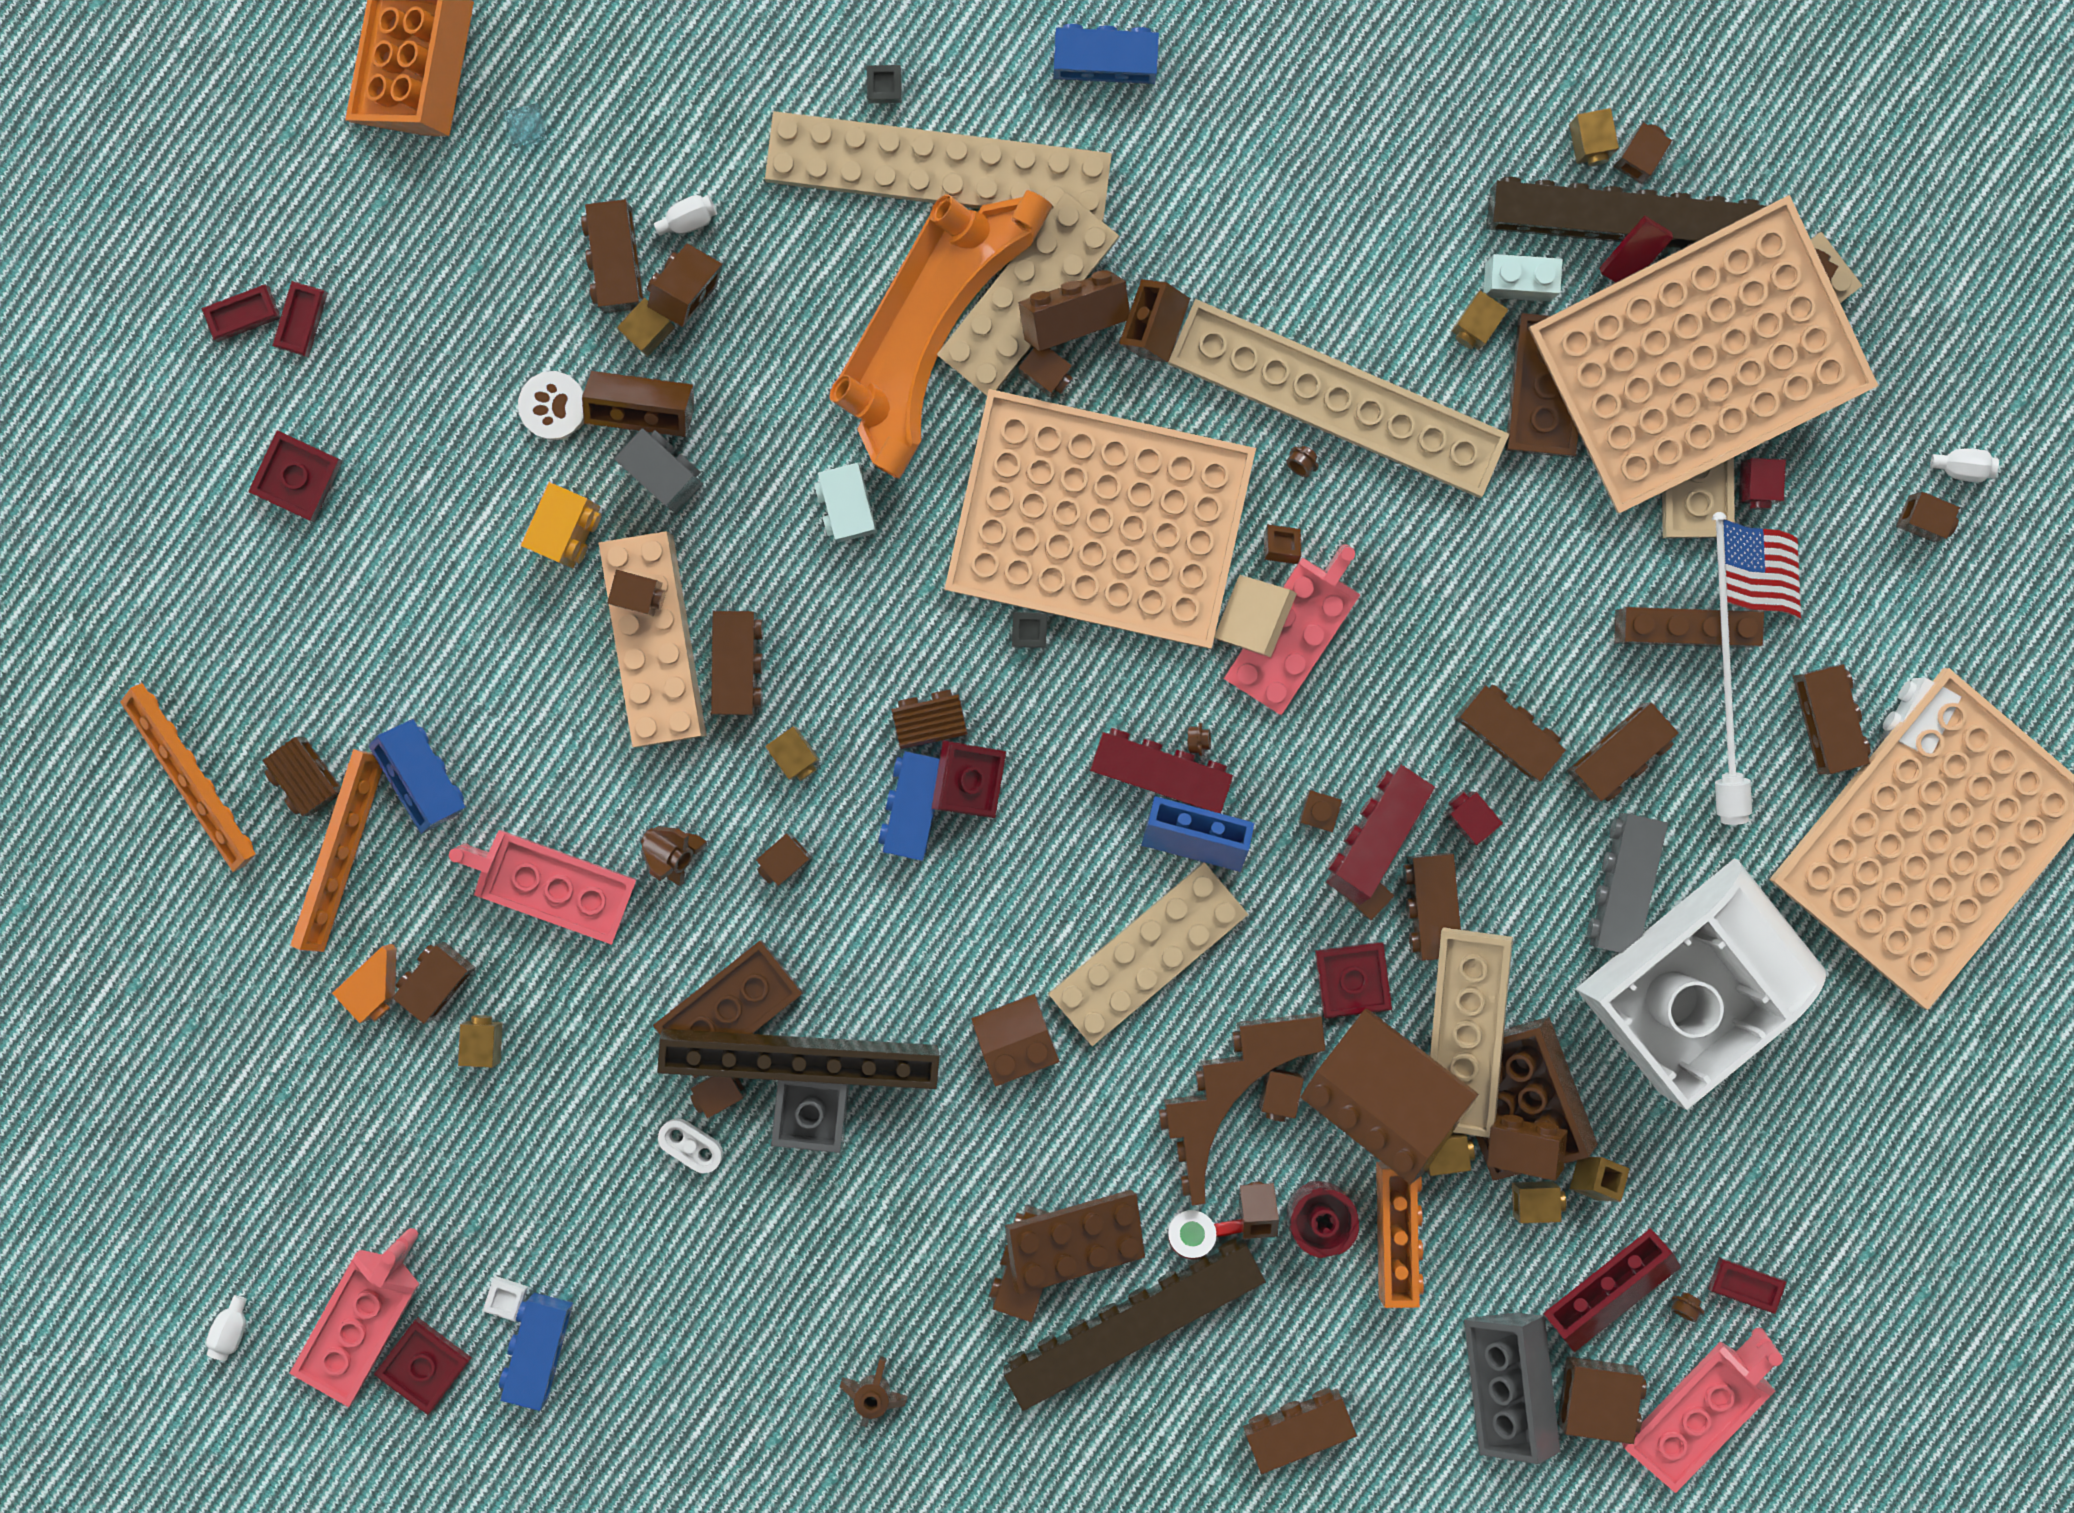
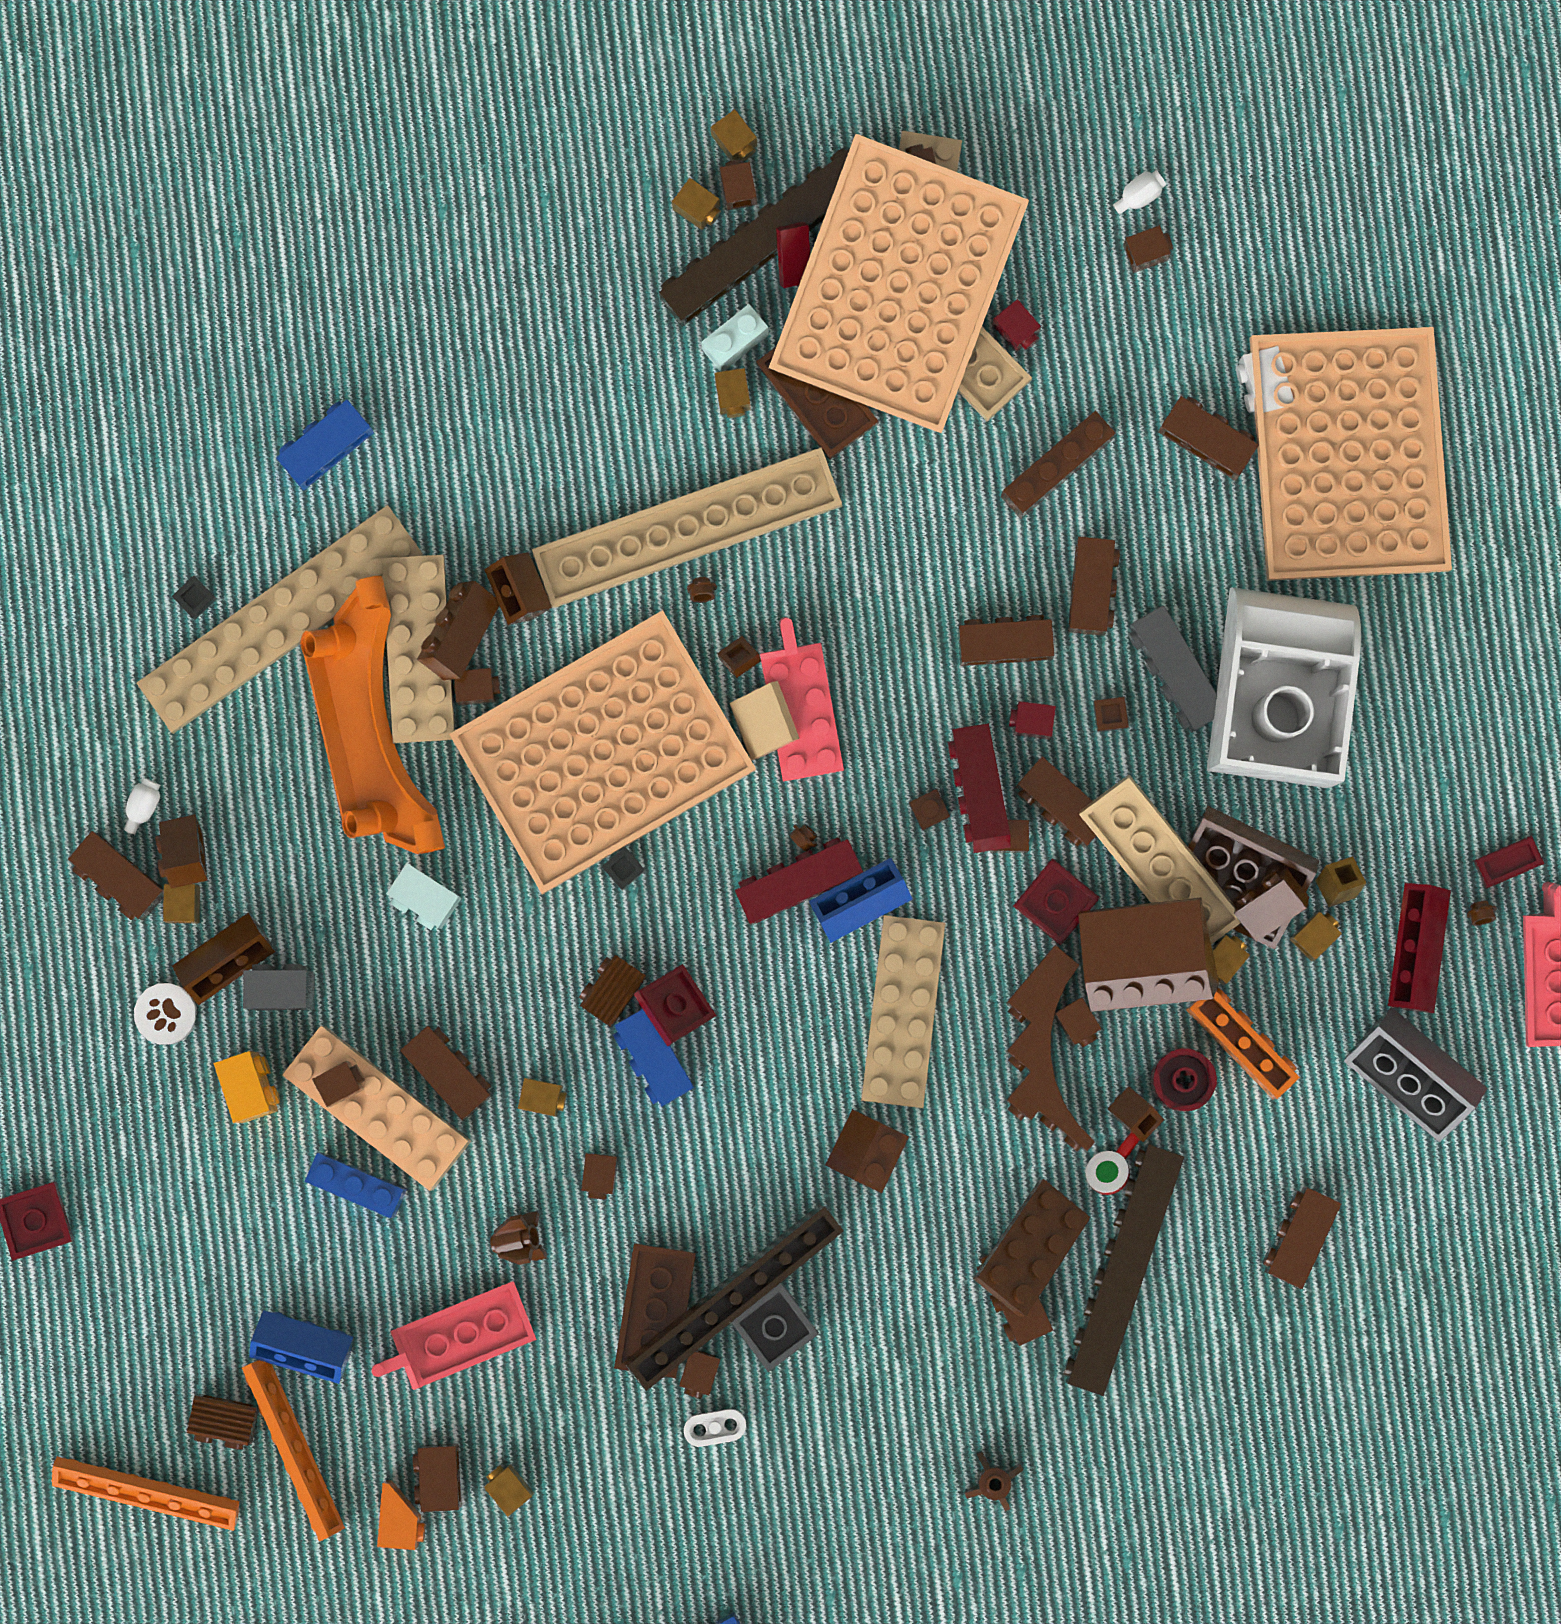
camera: 35 degrees left, 5 degrees down
(579, 686) = (355, 1185): none -> blue brick
(1539, 870) = (1110, 714): none -> reddish brown plate
(1601, 1400) = (1483, 1028): reddish brown piece -> none
(1677, 108) = (734, 137): none -> pearl gold brick
(1756, 573) = (1069, 388): flag -> none

